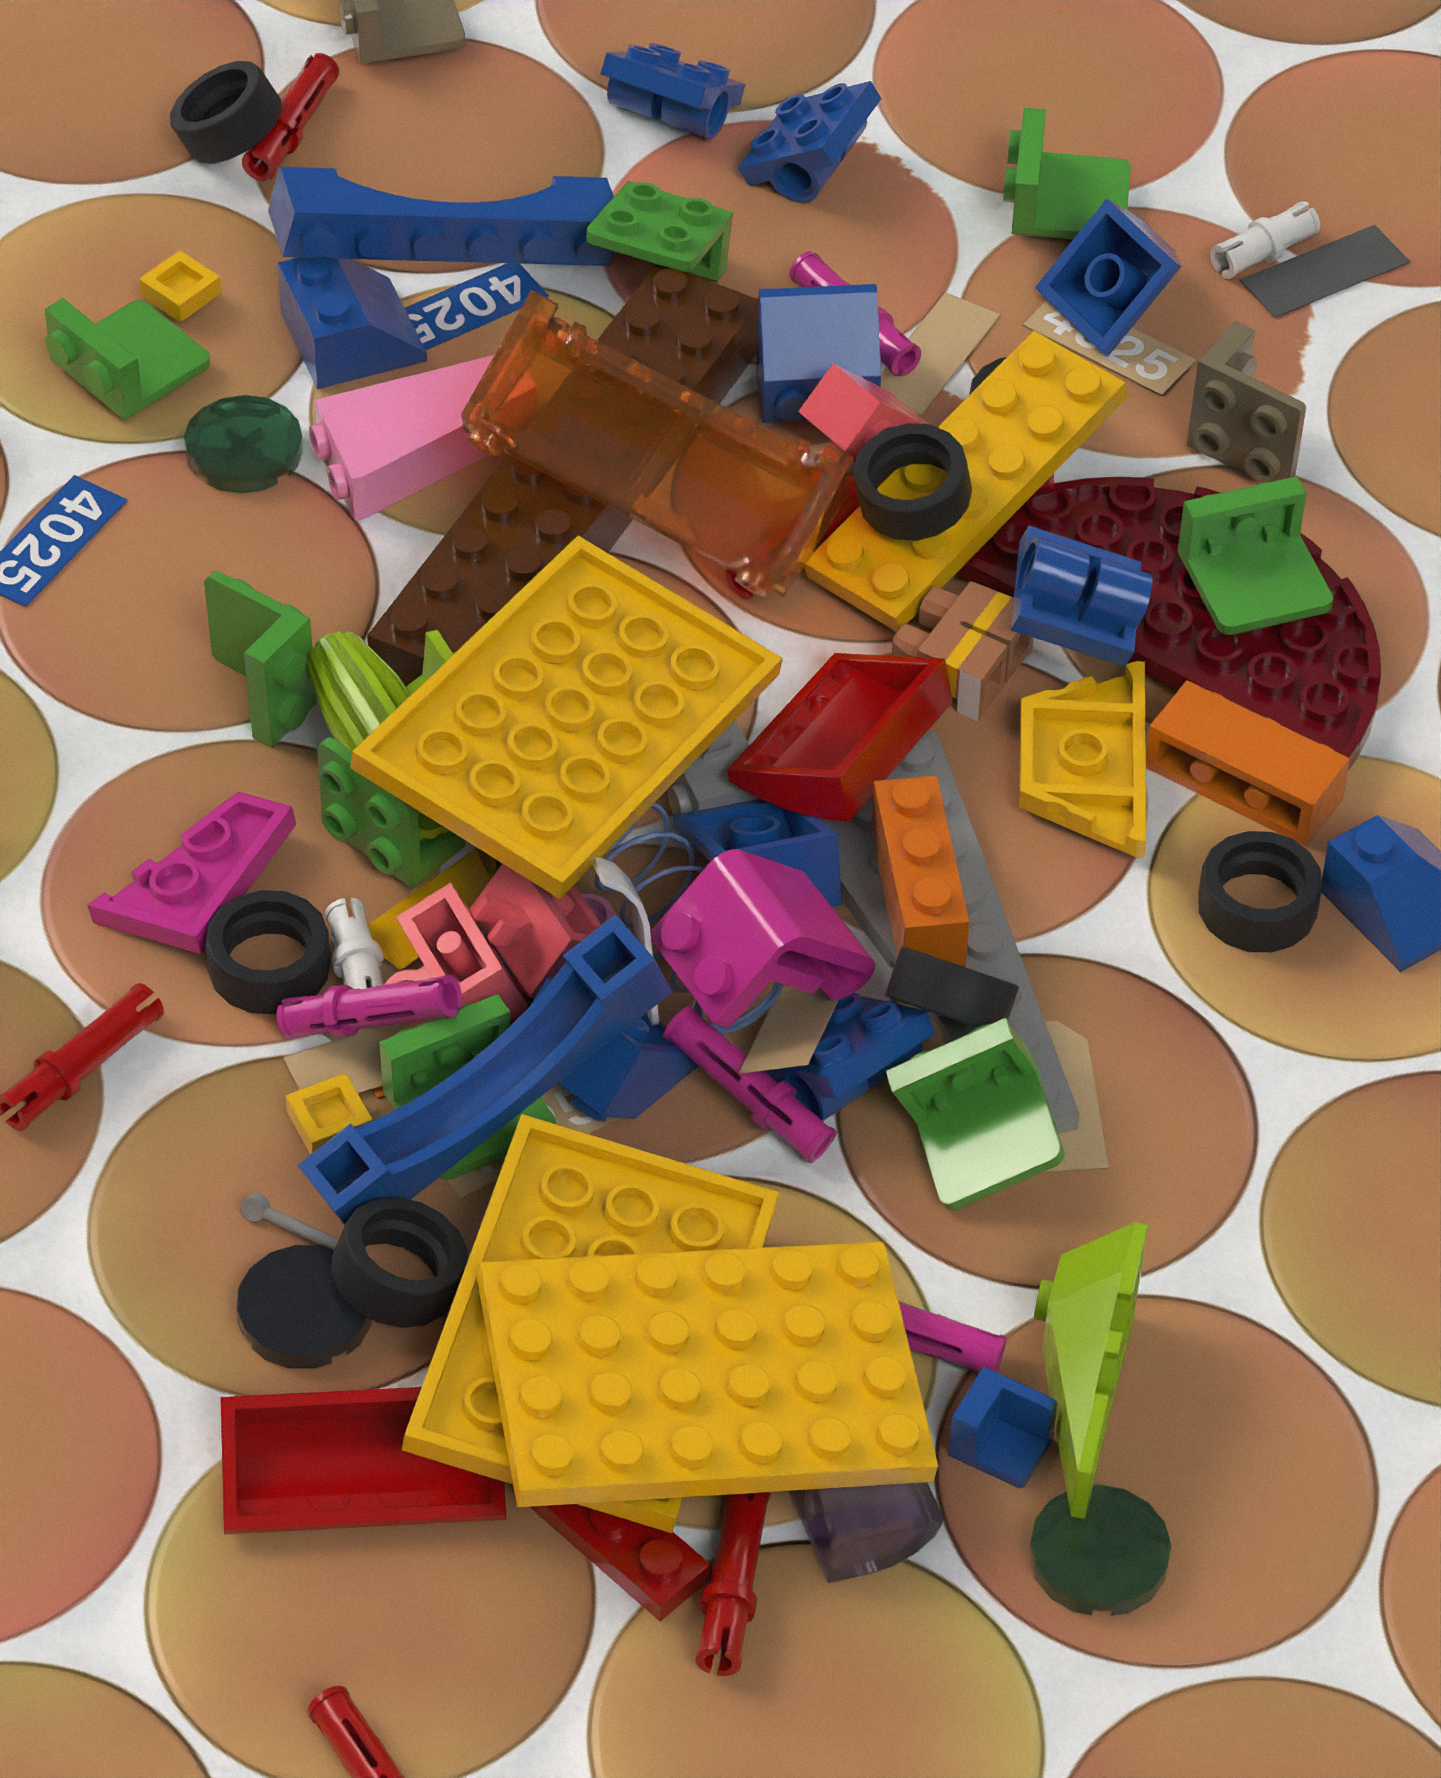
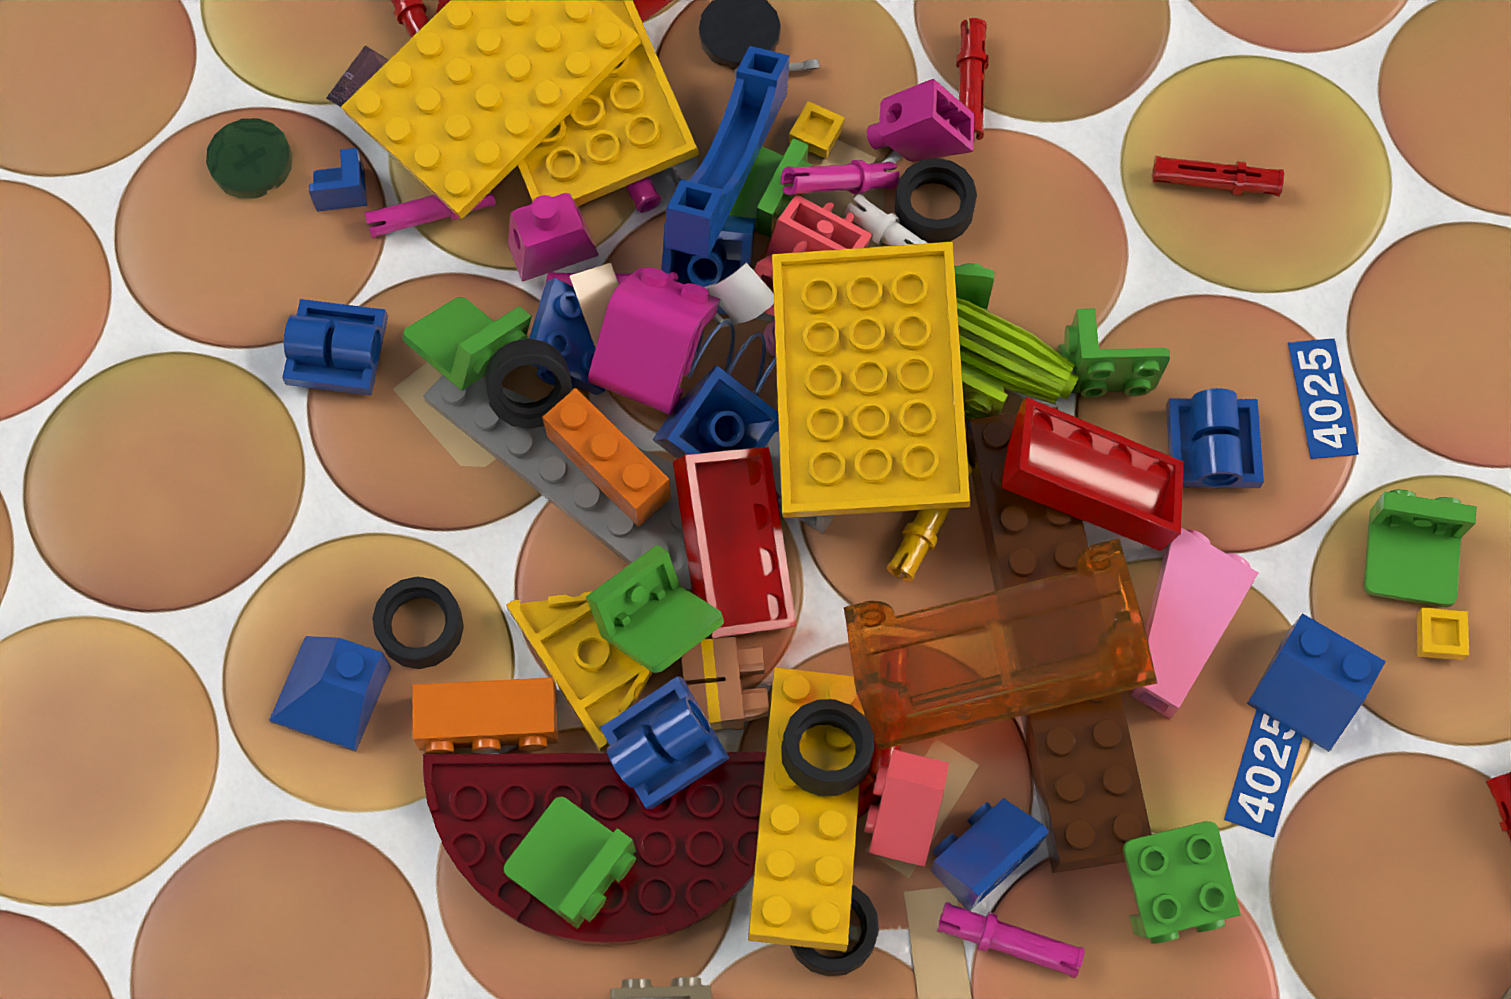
camera: 145 degrees right, 20 degrees up
(212, 867) = (1013, 222): dark pink wing -> none
(212, 1008) = (923, 123): none -> dark pink torso
(225, 533) = (1216, 439): none -> blue plate
(243, 443) = (1284, 541): clear green tile -> none
(335, 218) = (1384, 691): blue arch -> none
(382, 1294) = (684, 39): black tyre -> none
(403, 537) = (1094, 475): none -> red slope
(798, 1159) = (549, 236): none -> dark pink torso
(991, 694) = (650, 613): none -> bright green bracket
(1085, 1344) = (320, 244): lime wedge -> none
(1185, 1225) = (333, 346): none -> blue plate

